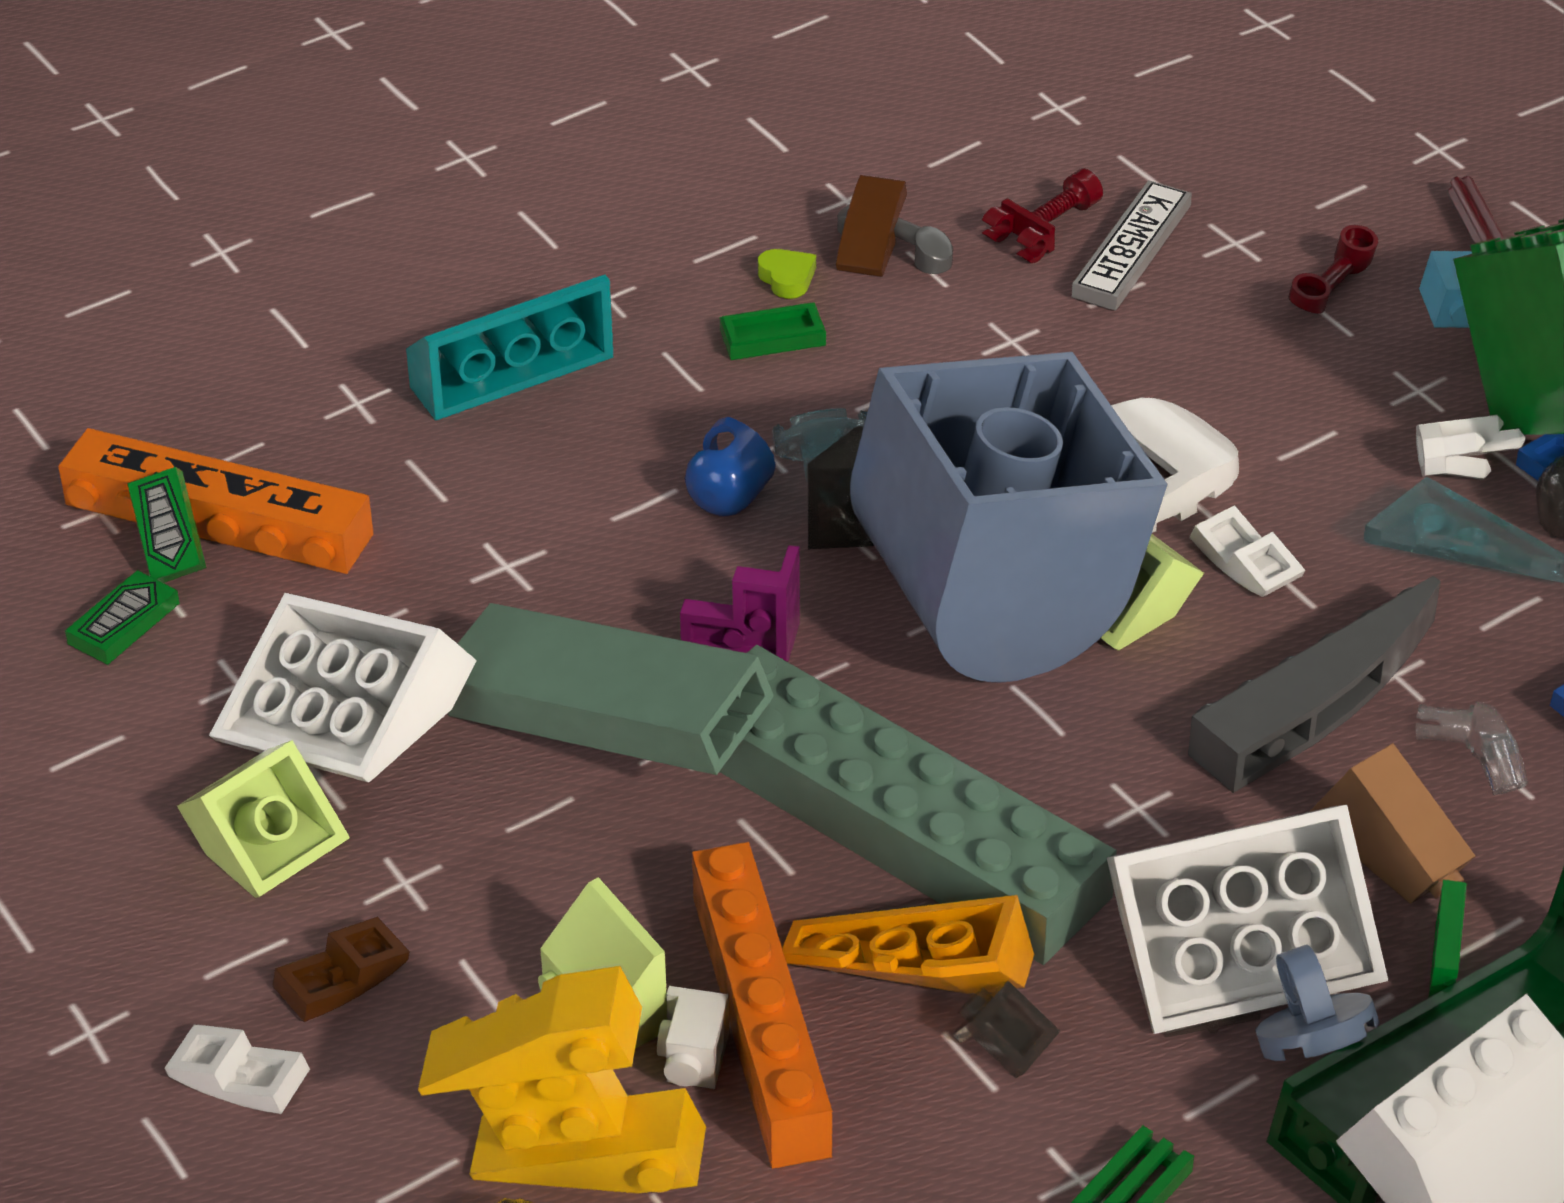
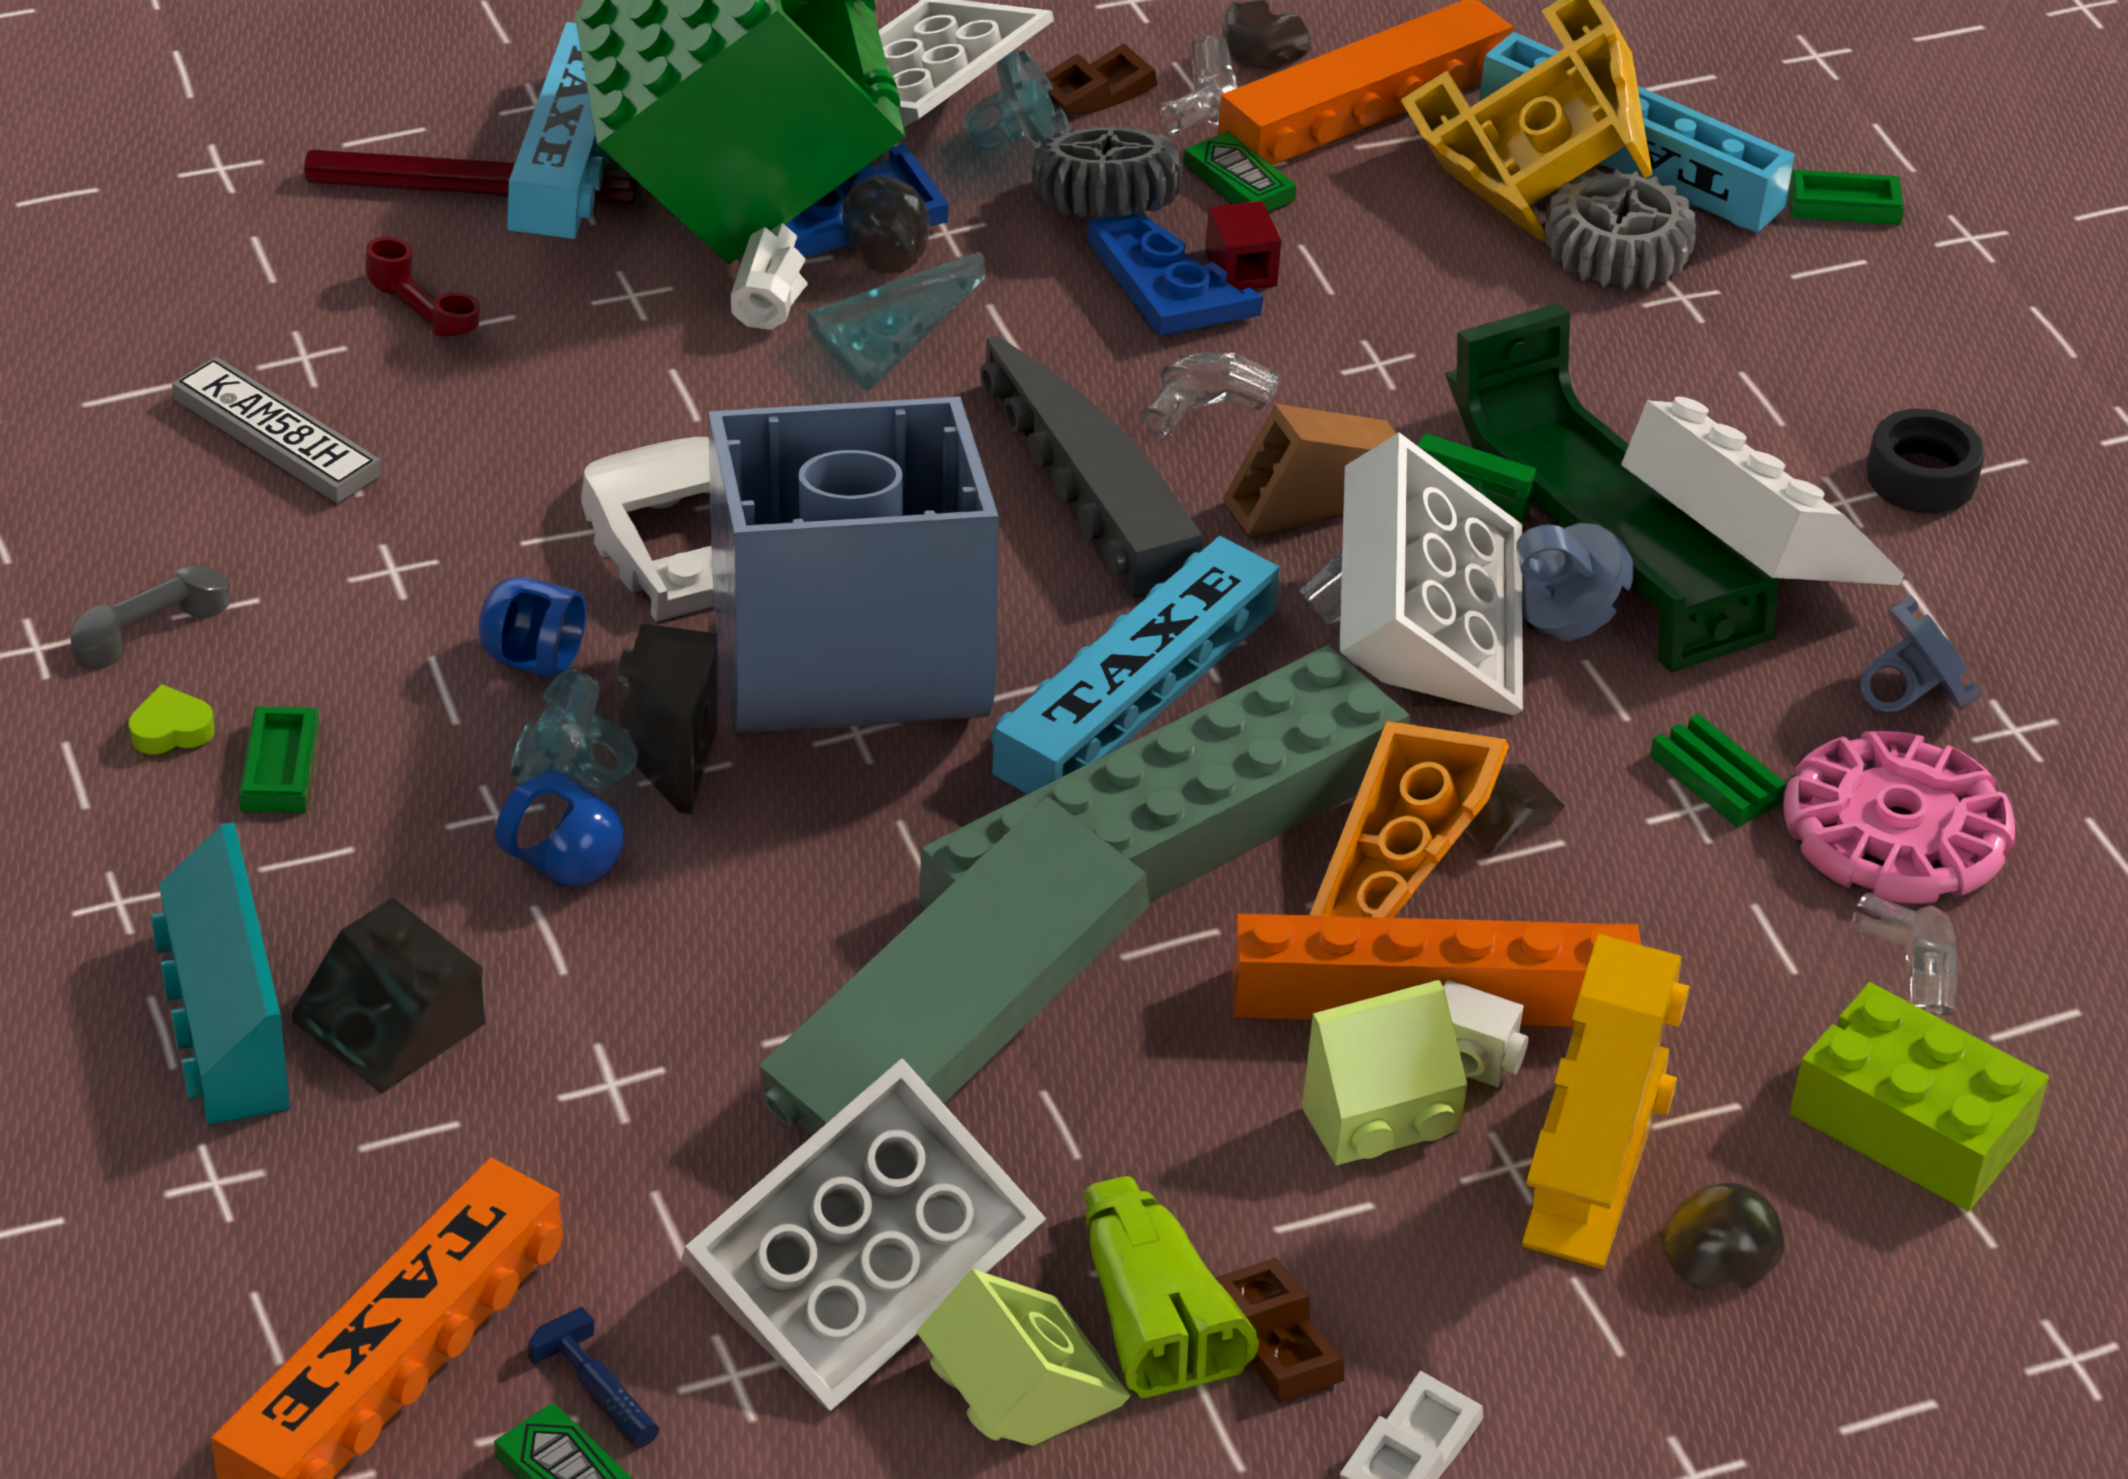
camera: 80 degrees left, 0 degrees up
(167, 525) = (446, 1380): tile -> none
(243, 585) = (563, 1336): none -> dark blue piece
(355, 883) = (1163, 1303): none -> lime piece
(541, 432) = (391, 996): none -> clear smoke slope
(761, 614) = (843, 859): magenta panel -> none
(870, 225) = (154, 623): reddish brown slope -> none
(1034, 228) = (162, 442): dark red bar -> none
(1074, 757) = (1136, 666): none -> medium azure brick

